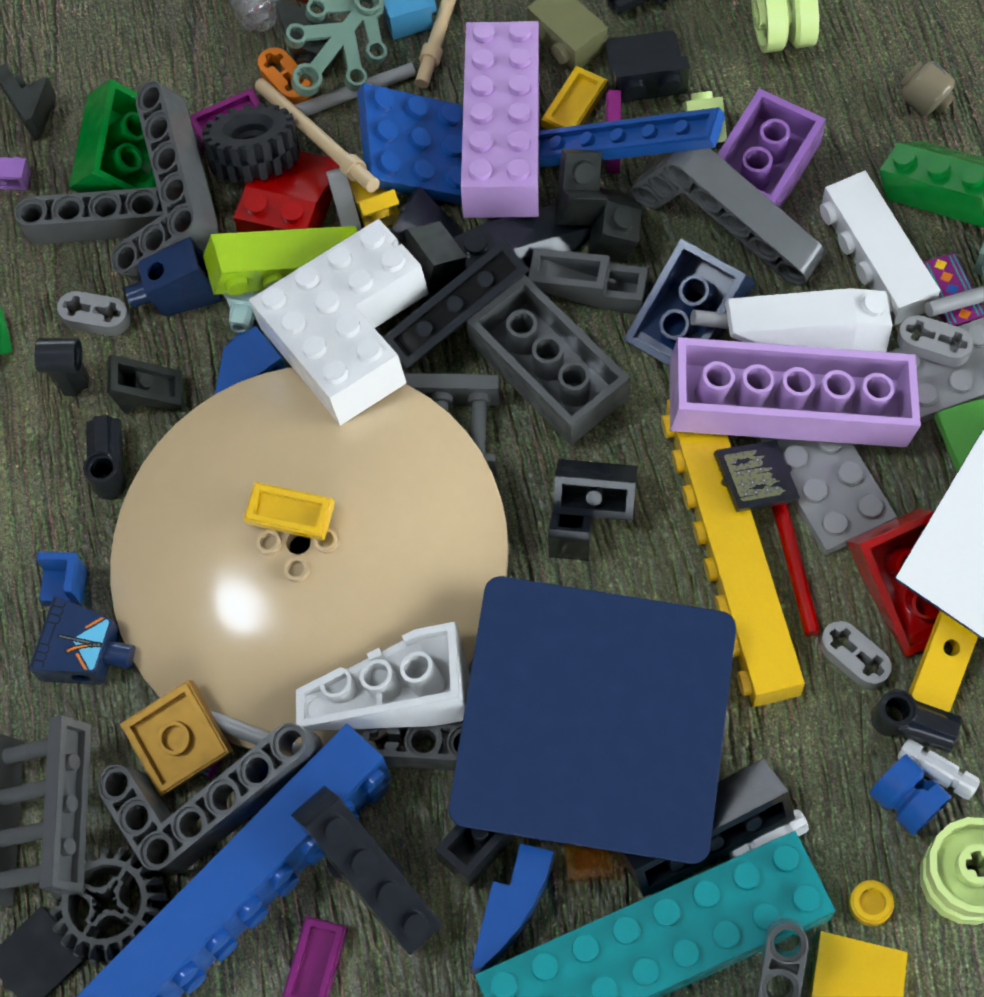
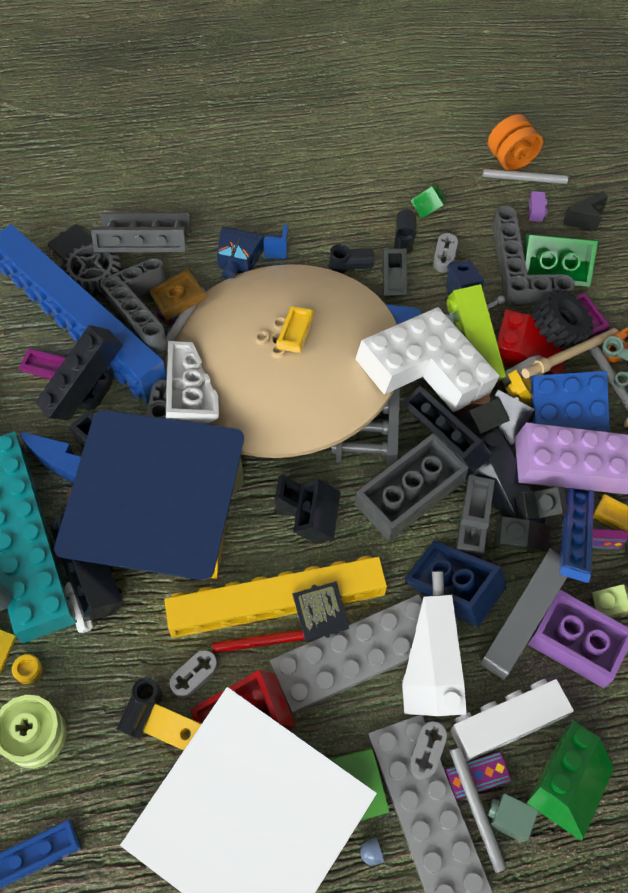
camera: 85 degrees right, 5 degrees down
(177, 177) = (533, 274): dark grey beam -> none
(793, 392) = (377, 636): lavender brick -> none
(910, 794) = (95, 688): blue wheel -> none
(941, 769) = (106, 722): white axle -> none

